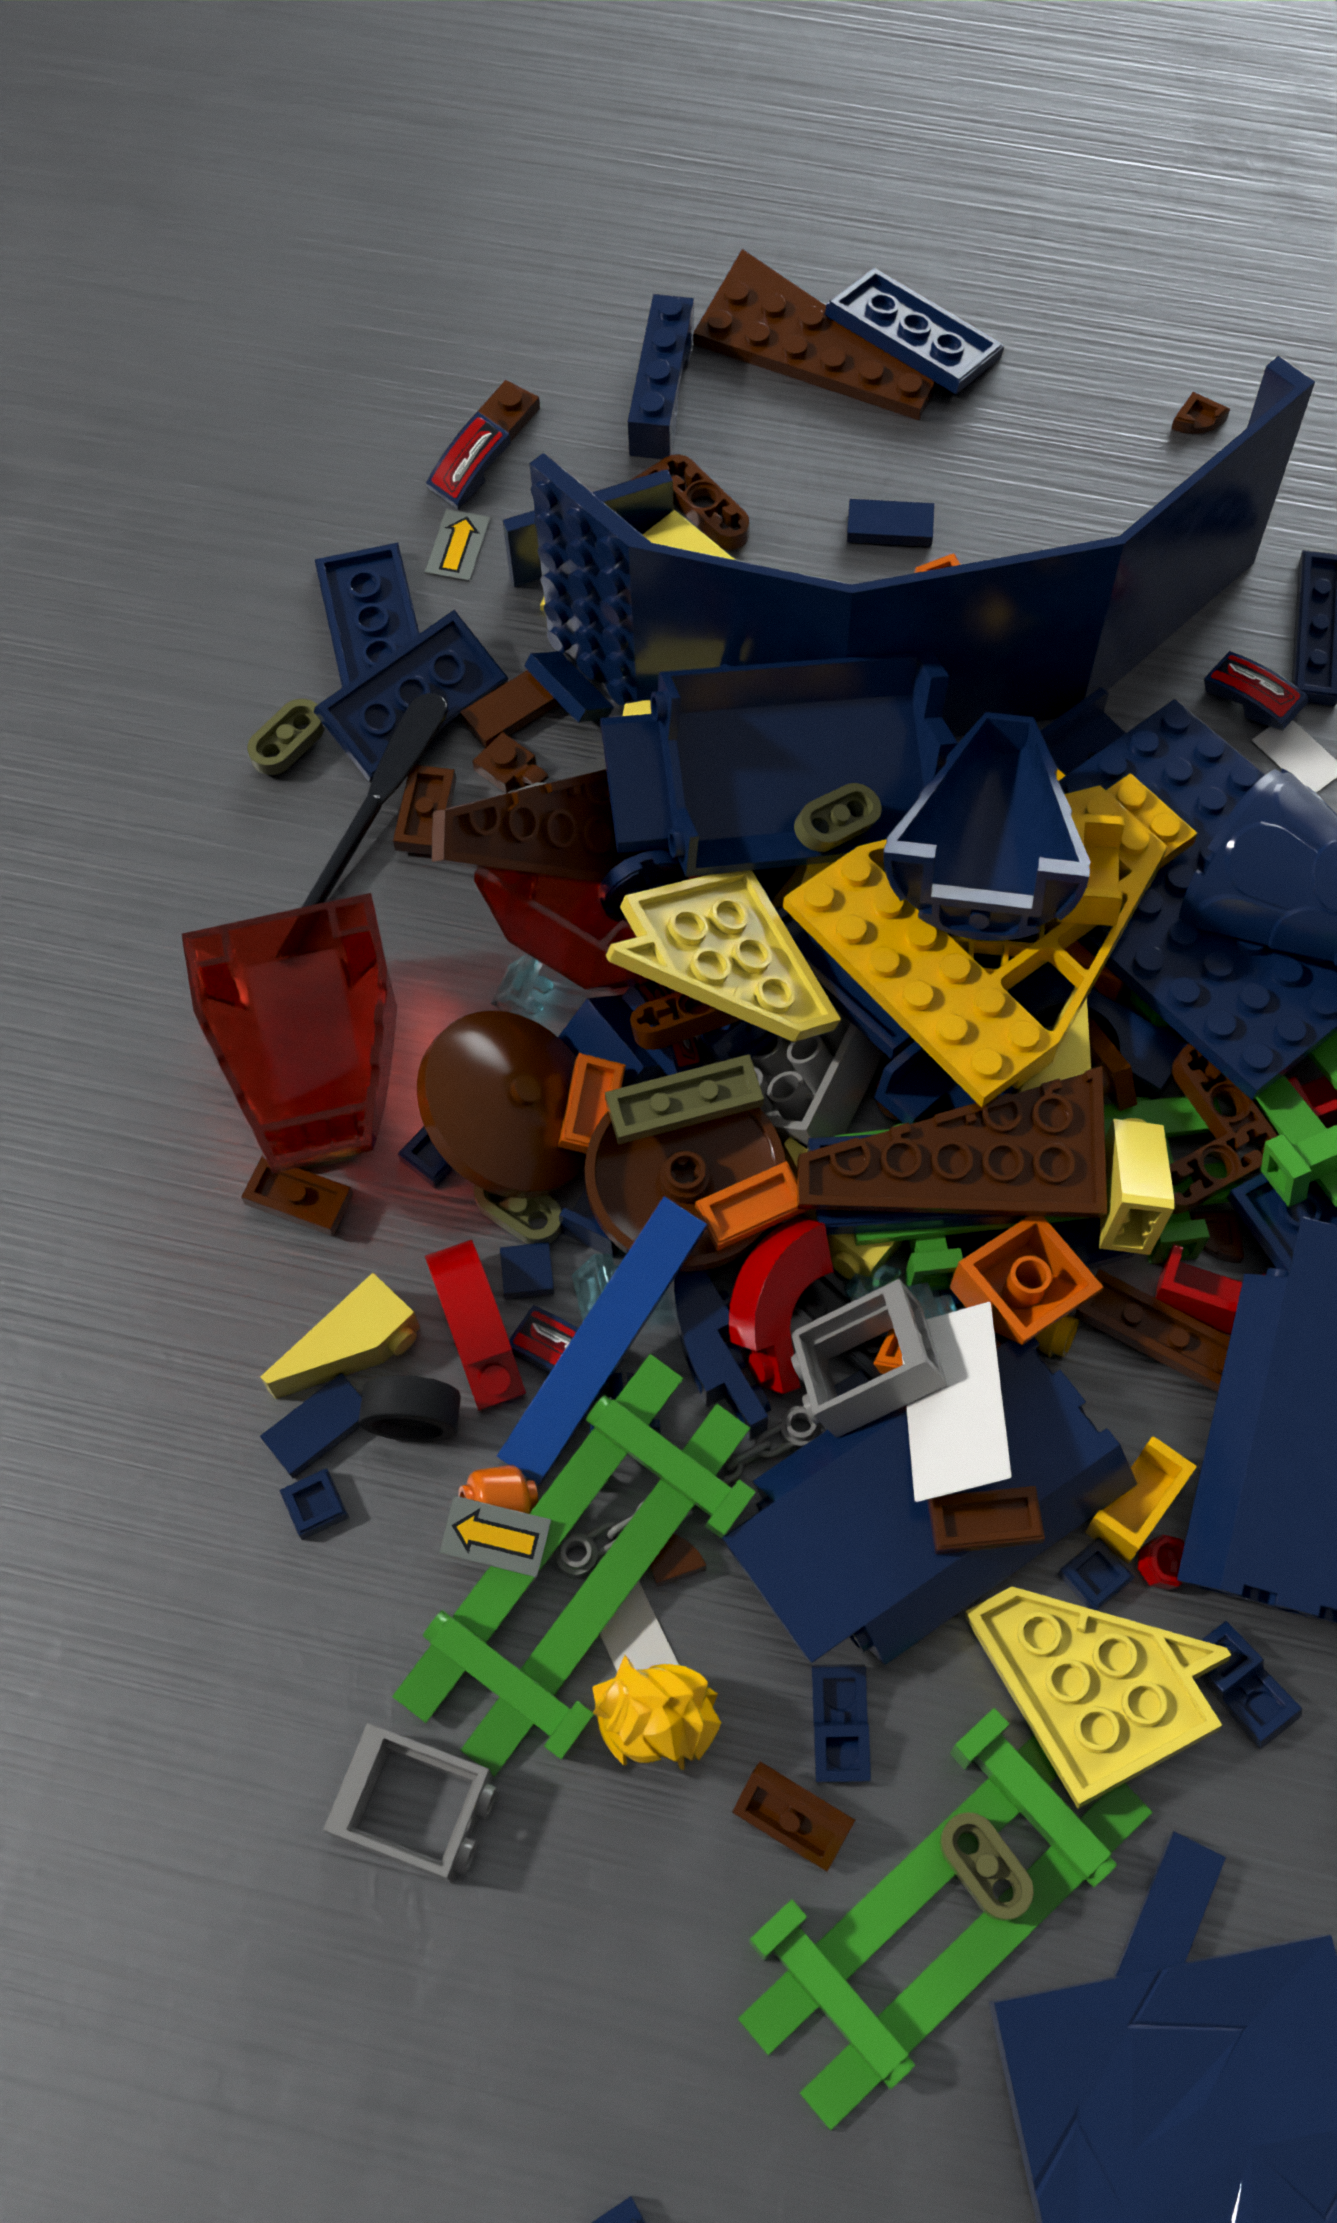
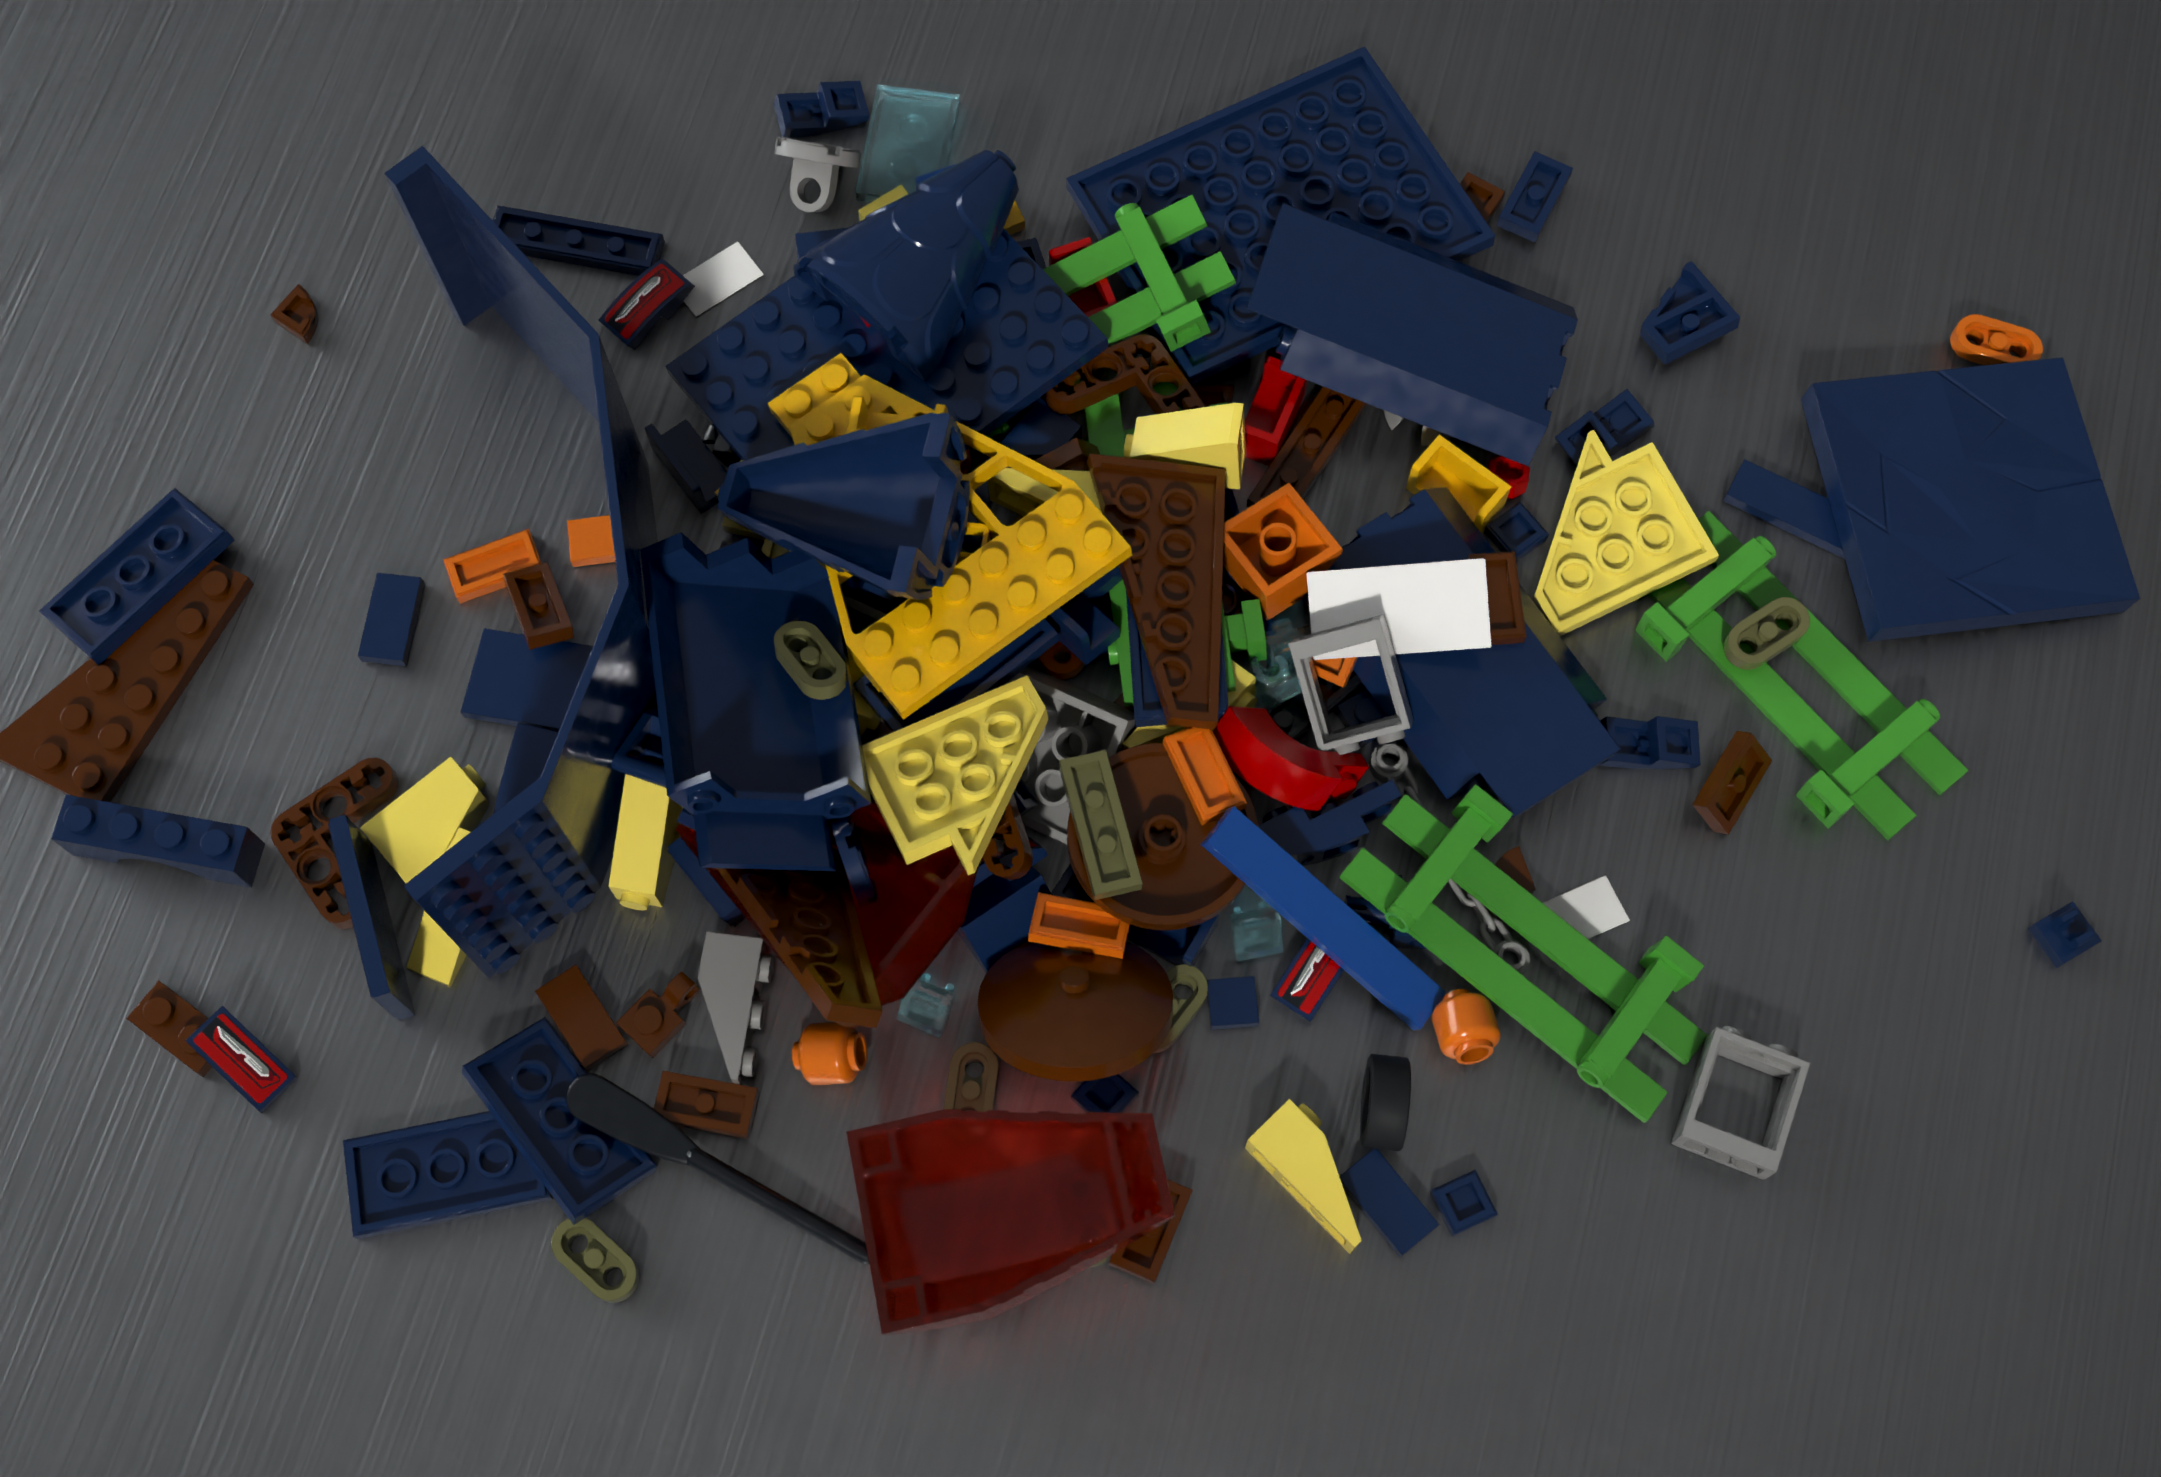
camera: 90 degrees left, 5 degrees up
(429, 1019) = (969, 1092): none -> olive plate
(457, 544) = (348, 1077): light grey sticker -> none
(464, 908) = (829, 1053): none -> orange head
(475, 1324) = (1287, 1046): red arch -> none
(495, 1536) = (1509, 1020): light grey sticker -> none
(568, 686) = (566, 951): dark blue tile -> none
(656, 1713) = (1663, 883): yellow hair -> none

